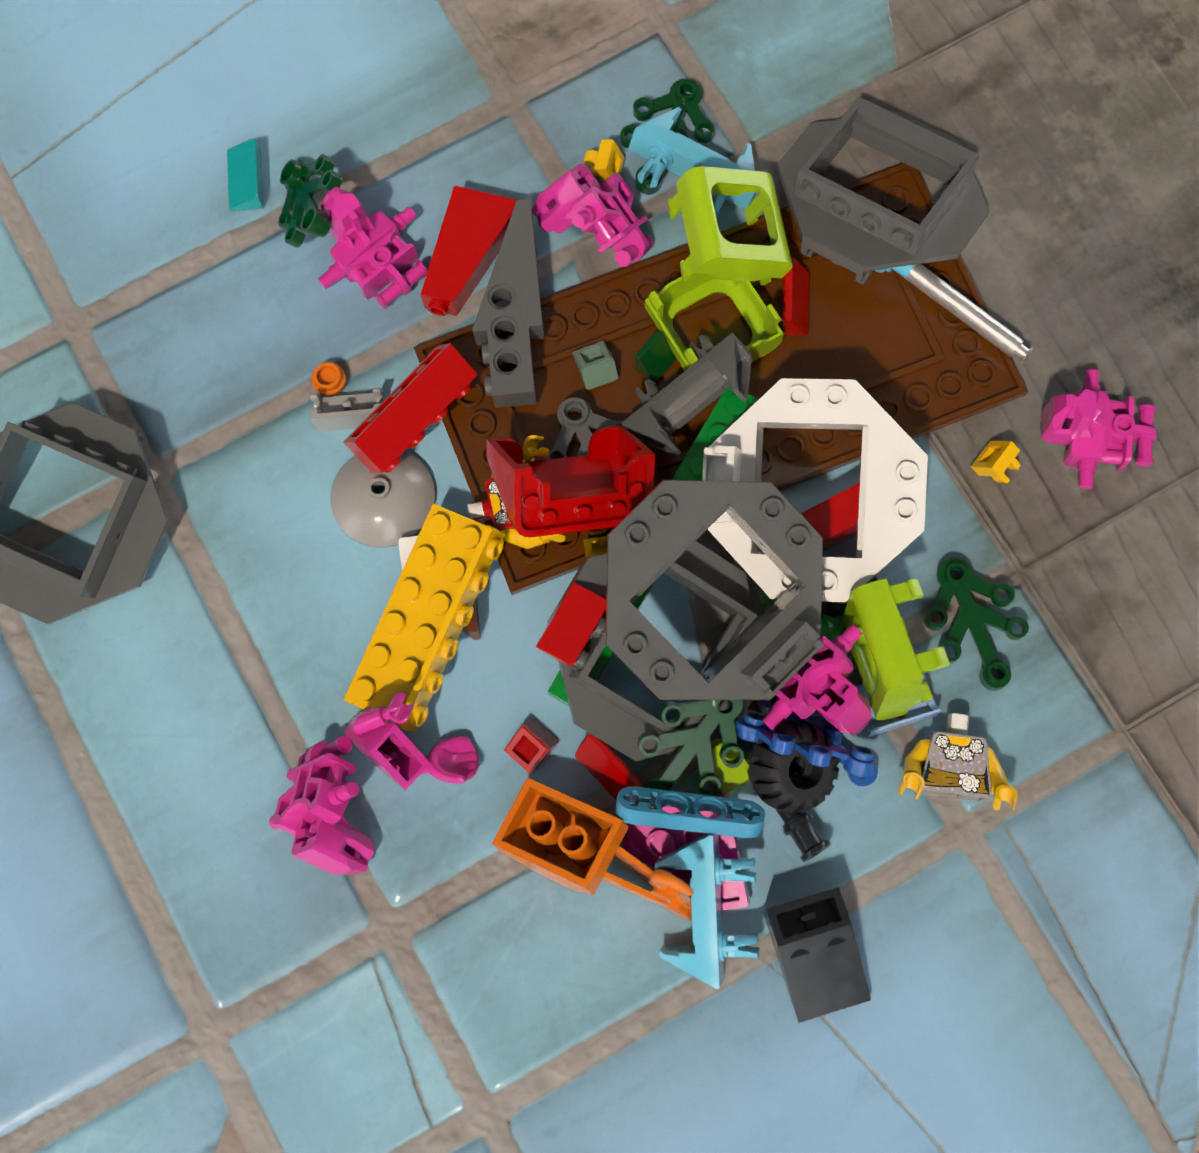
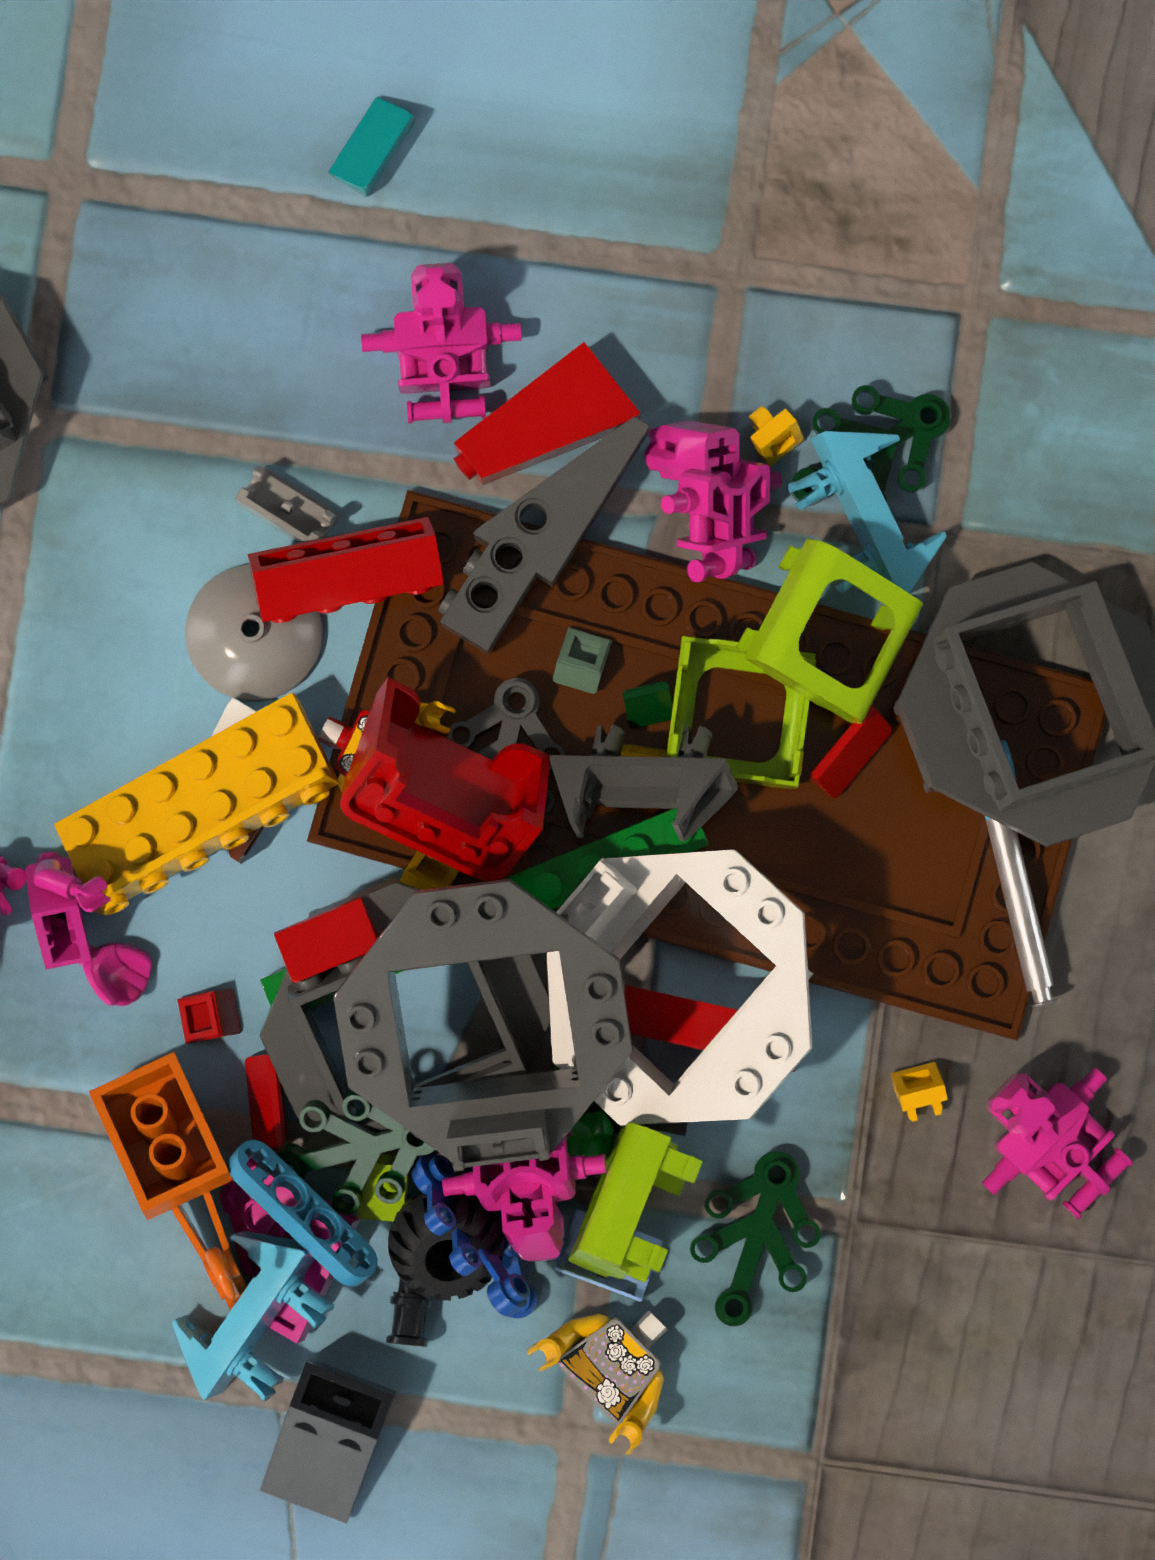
camera: 35 degrees right, 10 degrees up
(300, 192) = (424, 191): dark green plant -> none
(328, 379) = (291, 457): orange plate -> none

